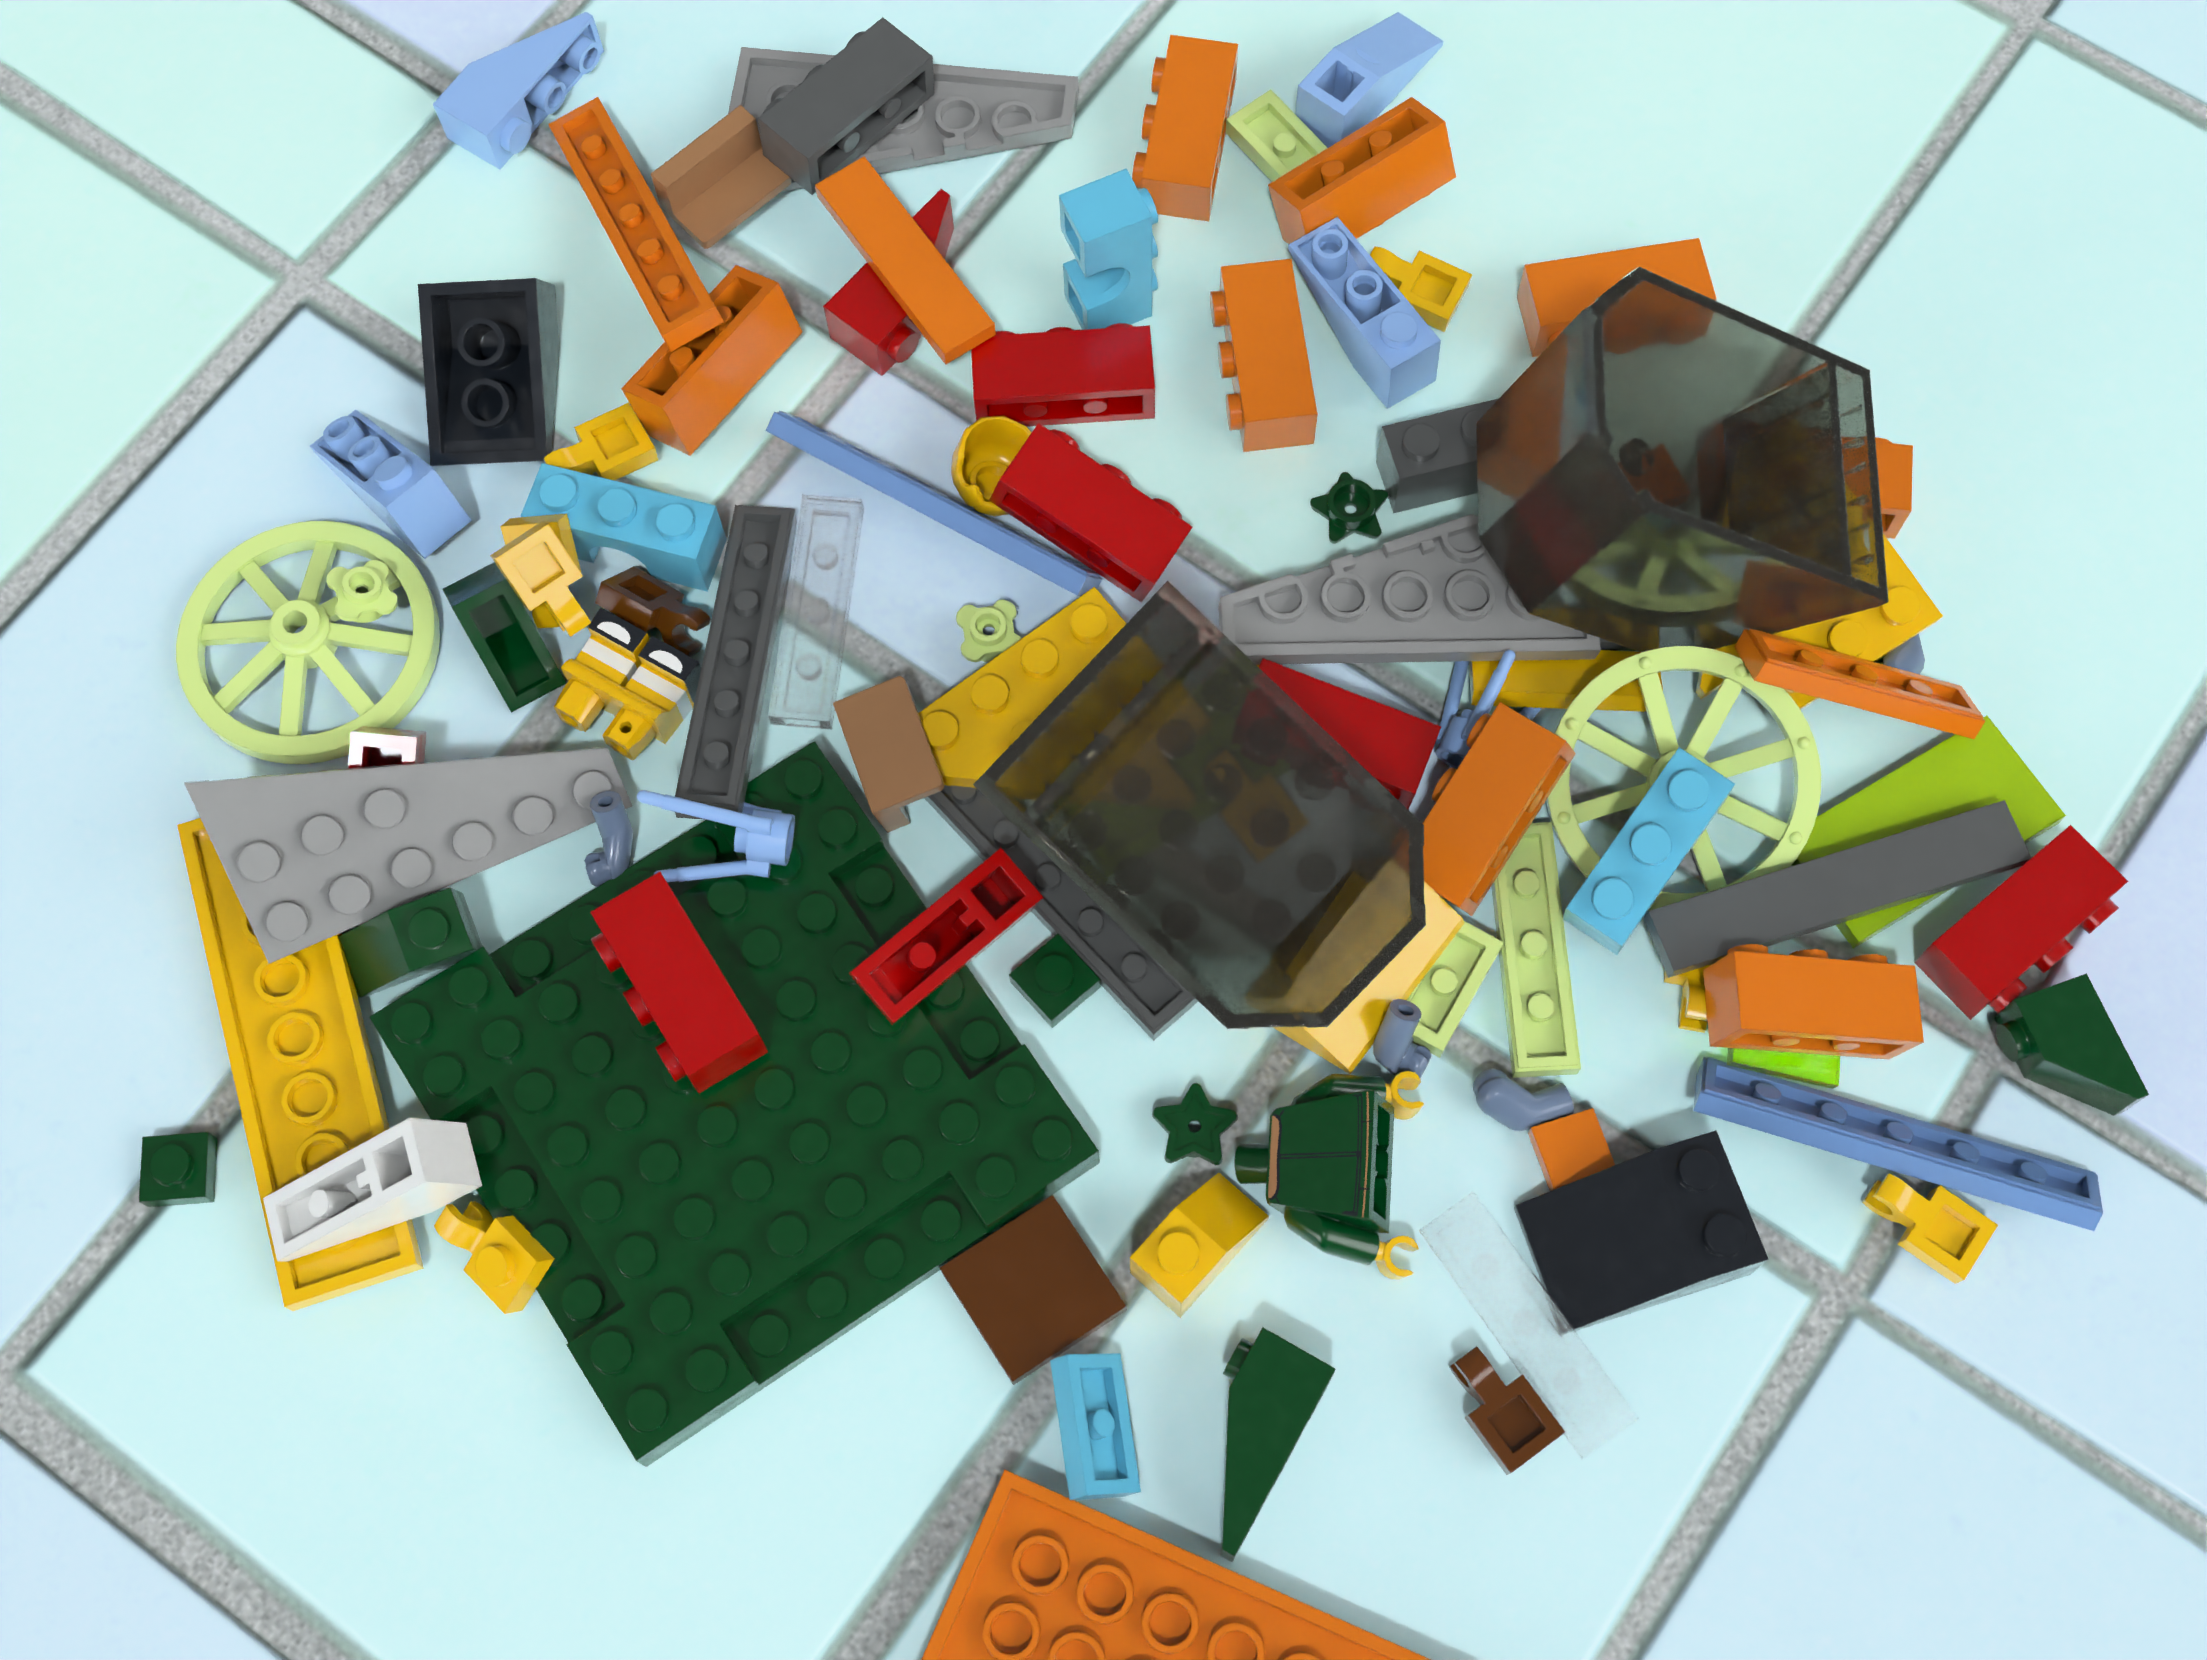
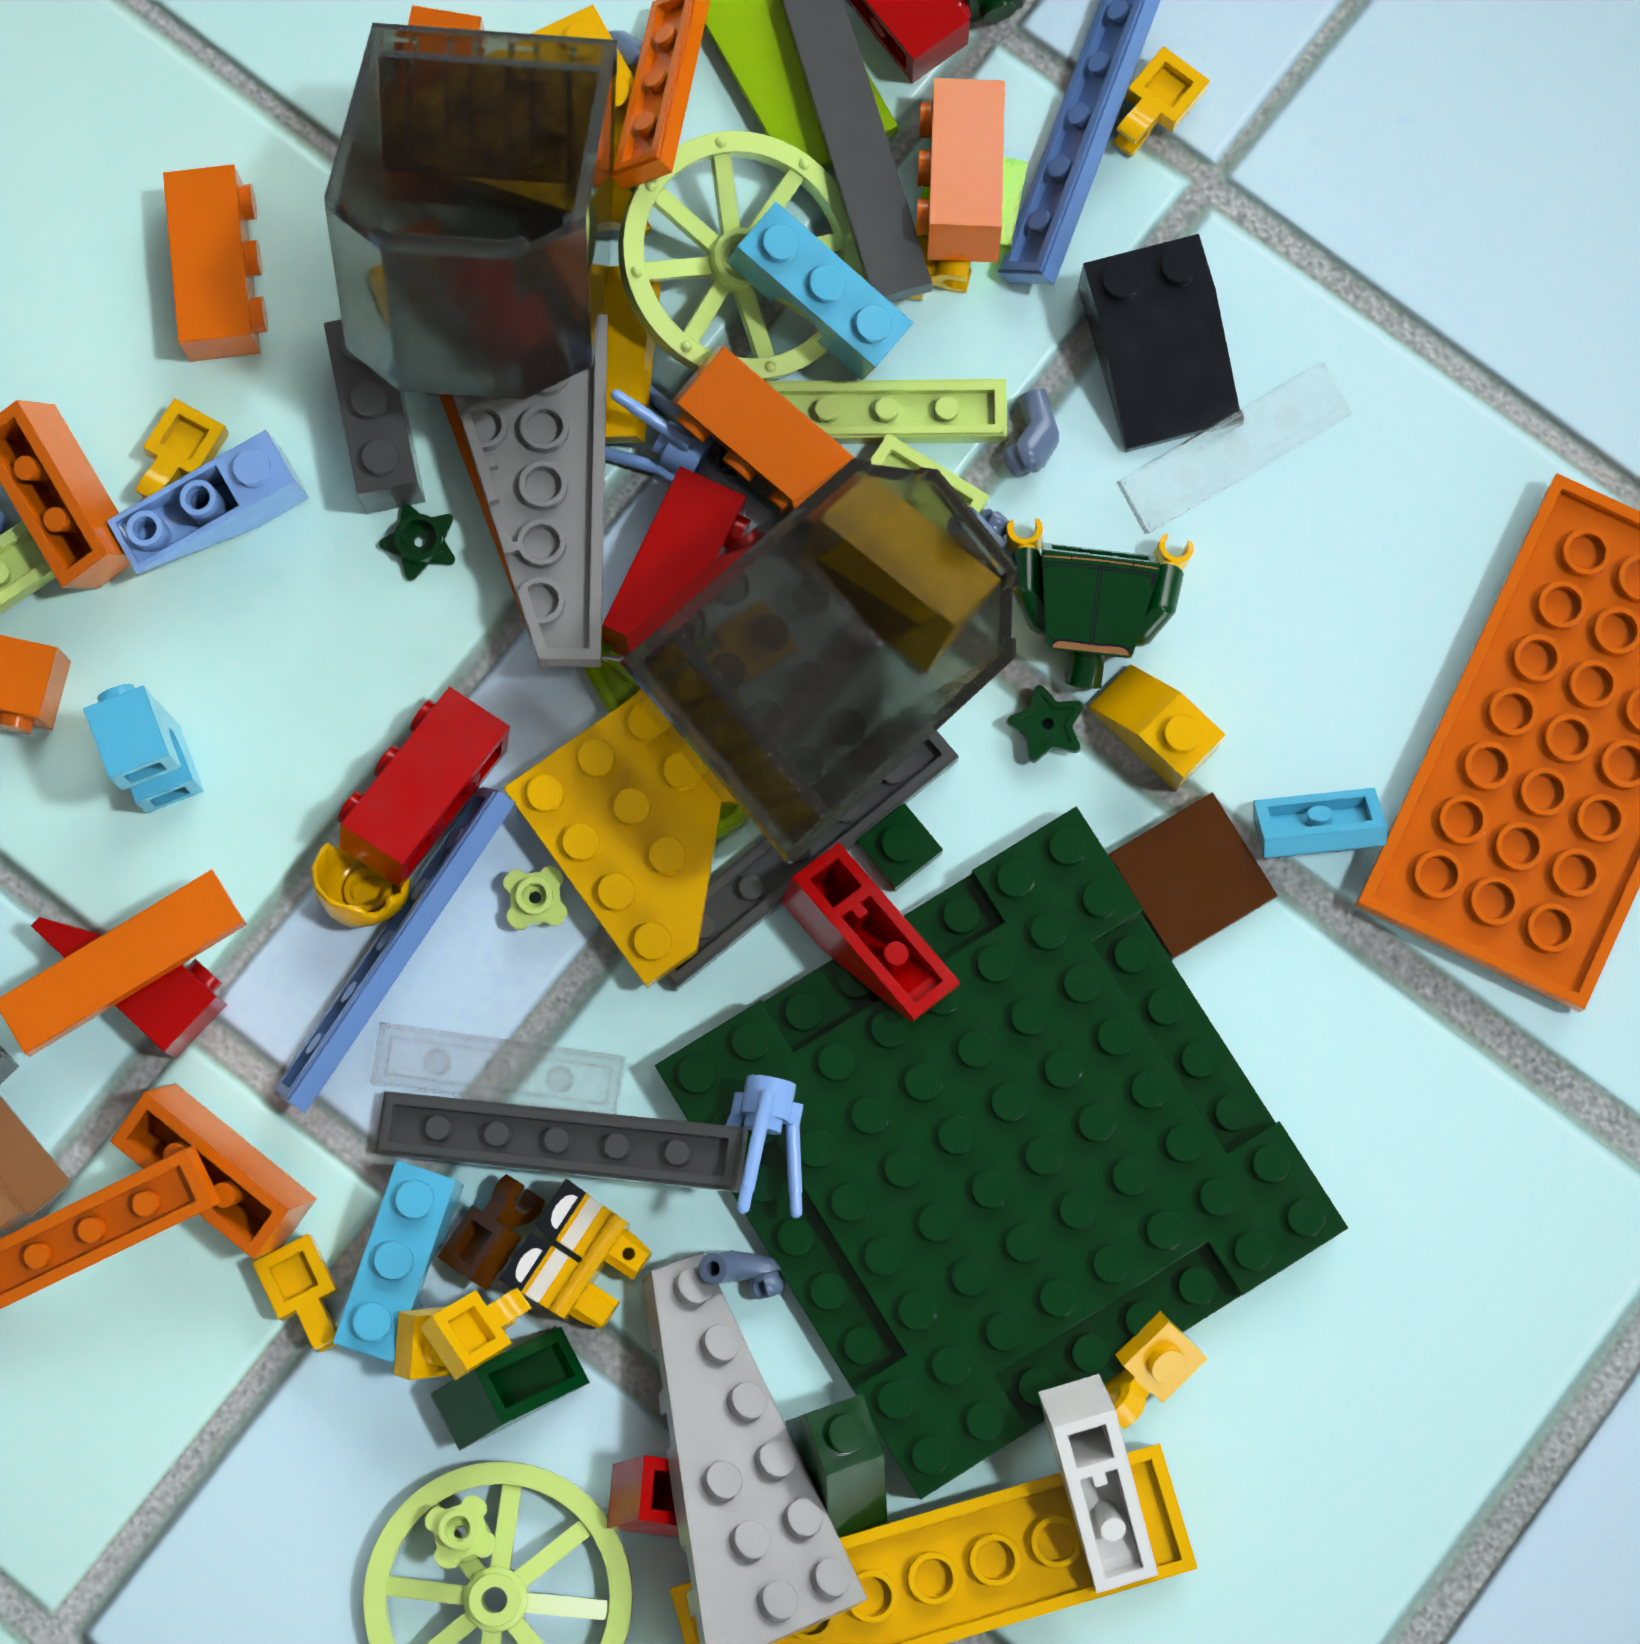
camera: 90 degrees left, 10 degrees up
(392, 482) = (320, 1519): light blue slope -> none
(489, 369) = (199, 1414): black slope -> none
(676, 984) = (915, 1187): red brick -> none
(889, 749) = (667, 989): medium nougat panel -> none
(1066, 375) = (256, 809): red brick -> none
(1264, 355) = (248, 609): orange brick -> none
(1266, 1414) = (1322, 677): dark green slope -> none
(1510, 1418) = (1315, 469): reddish brown plate -> none
(1570, 1148) = (1080, 395): orange tile -> none

